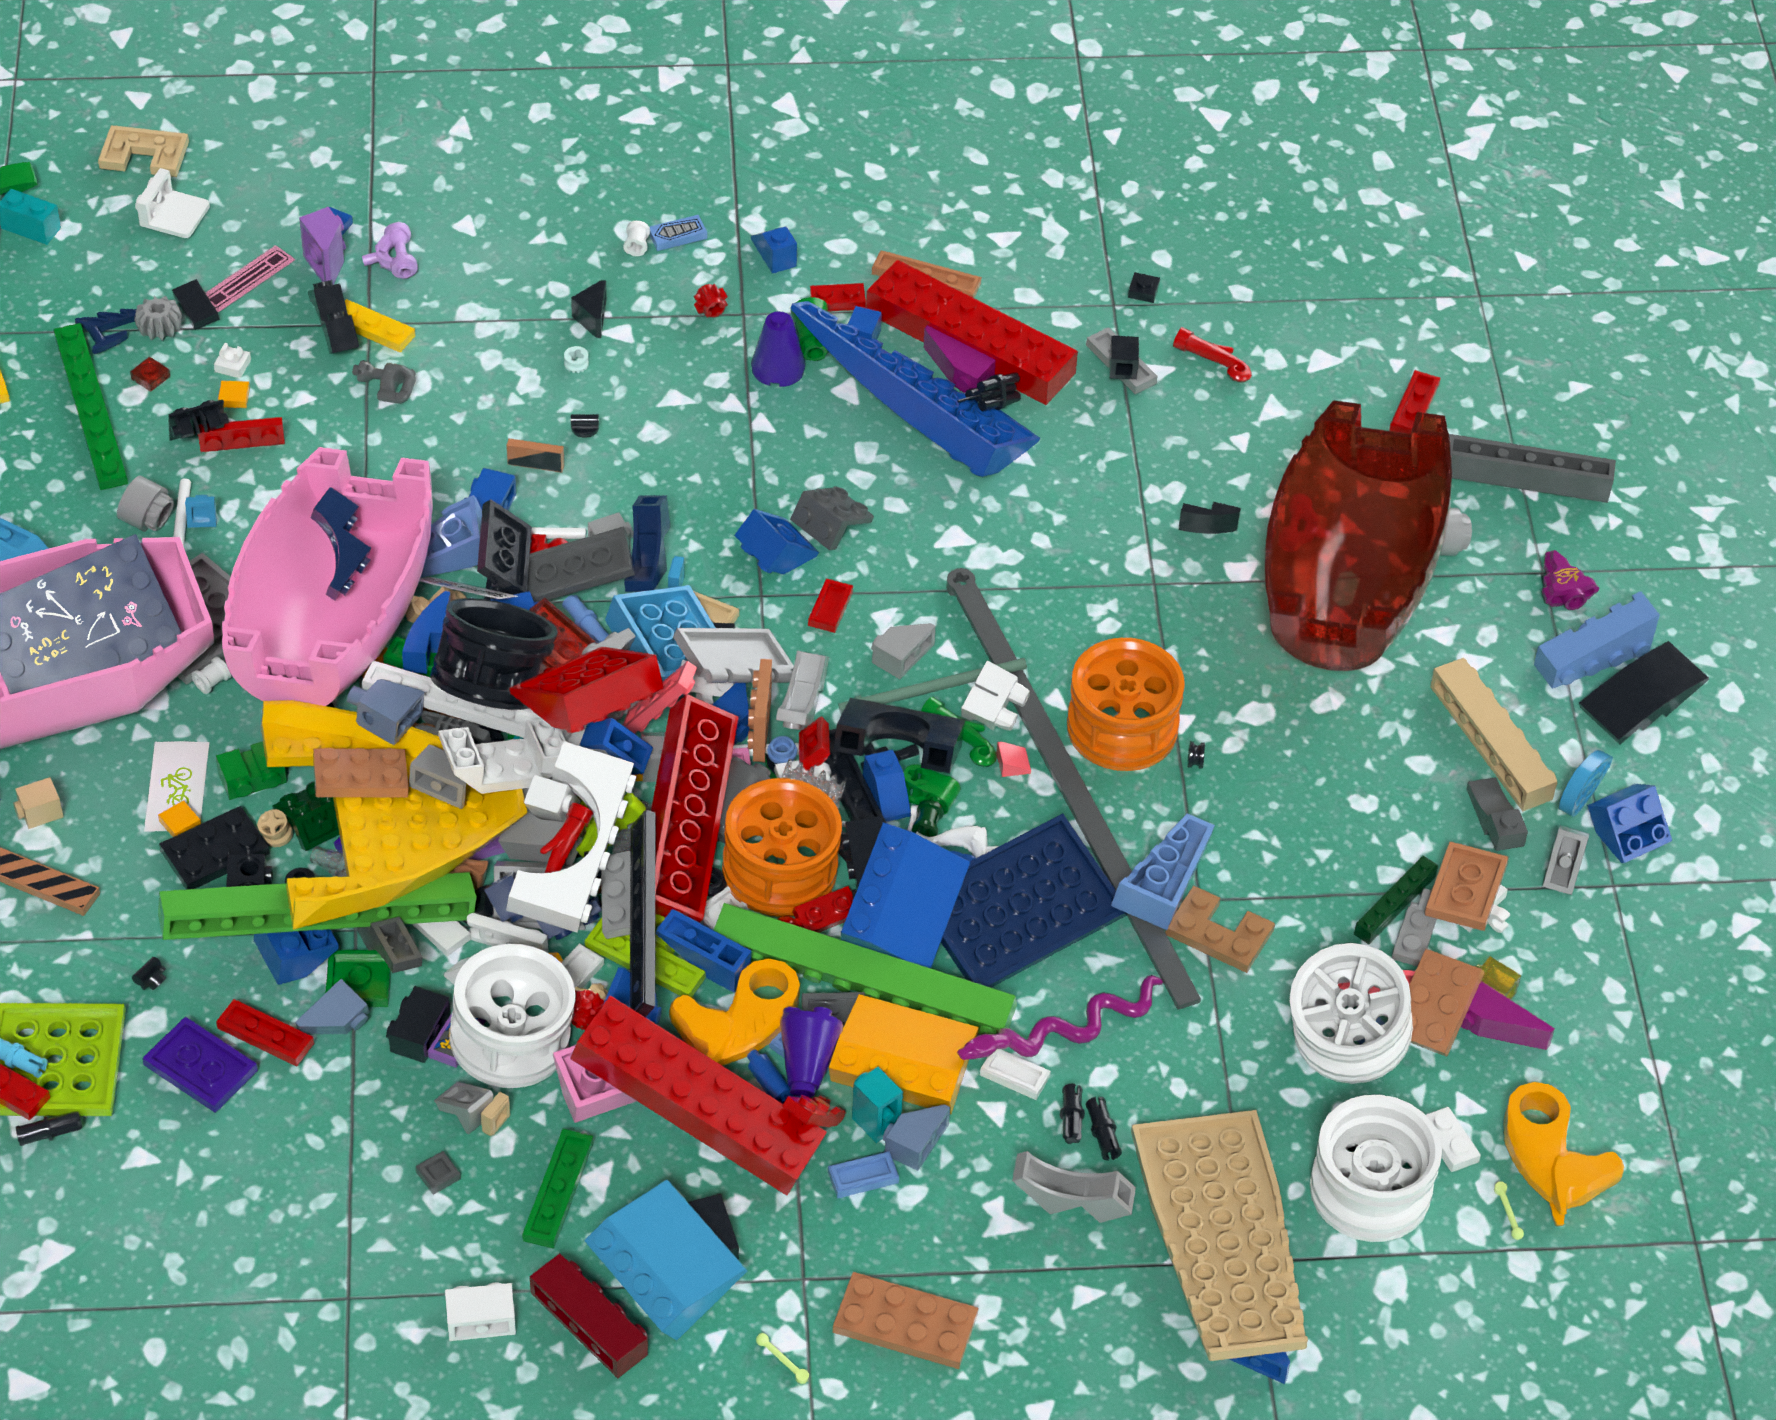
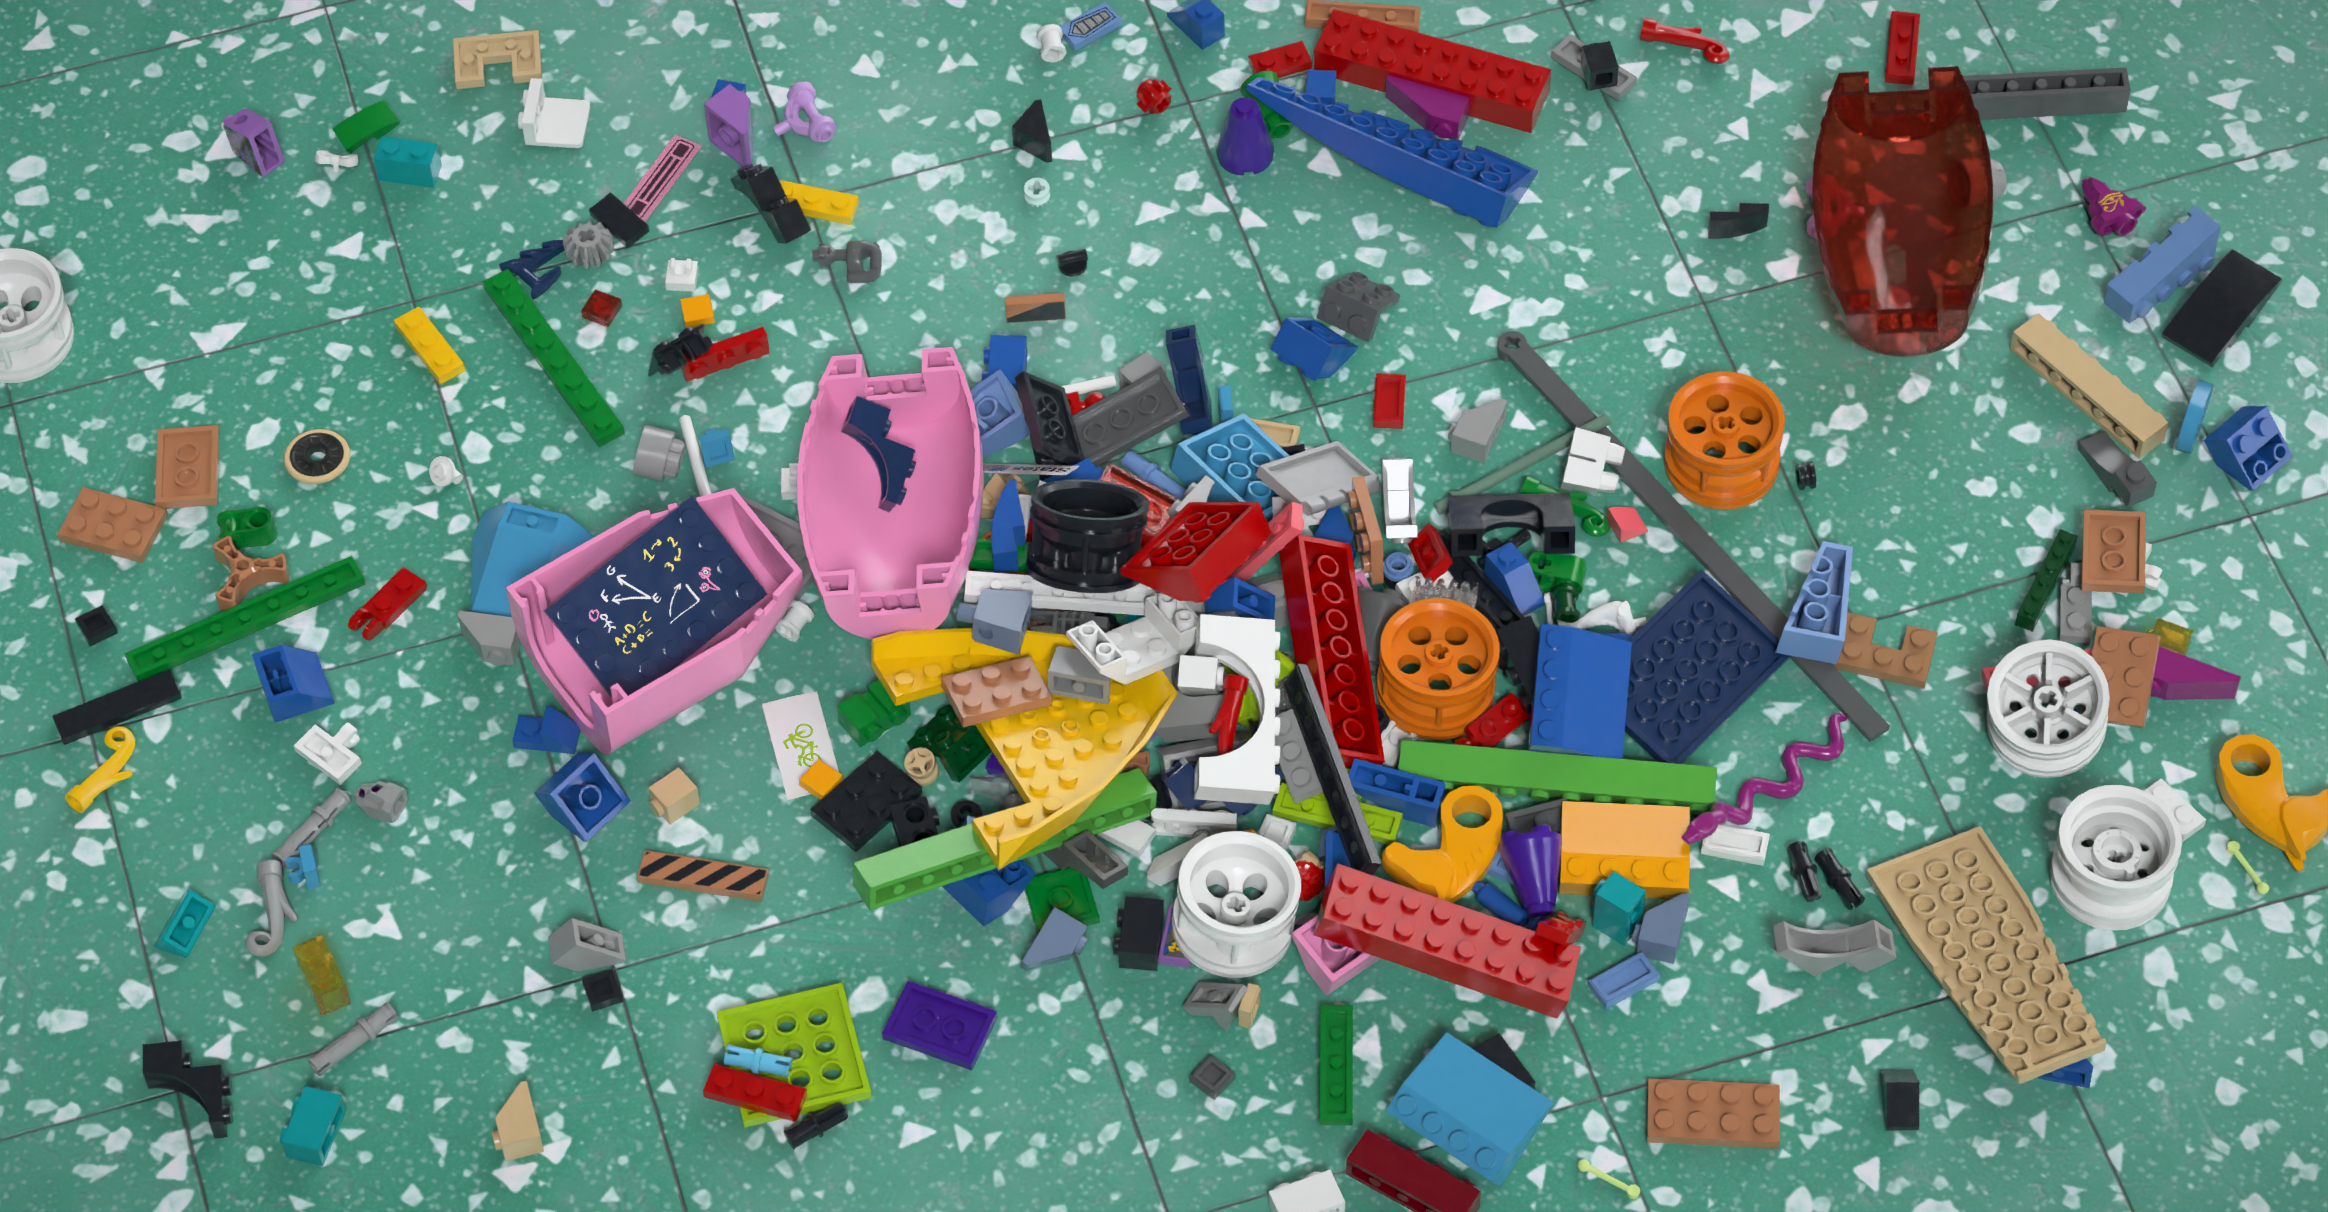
camera: 10 degrees left, 5 degrees up
(150, 974) = (856, 946): black plate -> none
(265, 1032) = (991, 978): red plate -> none
(995, 392) = (1479, 132): black piece -> none
(1092, 1350) = (1900, 1099): none -> black slope
(1566, 860) = (2198, 500): light grey slope -> none

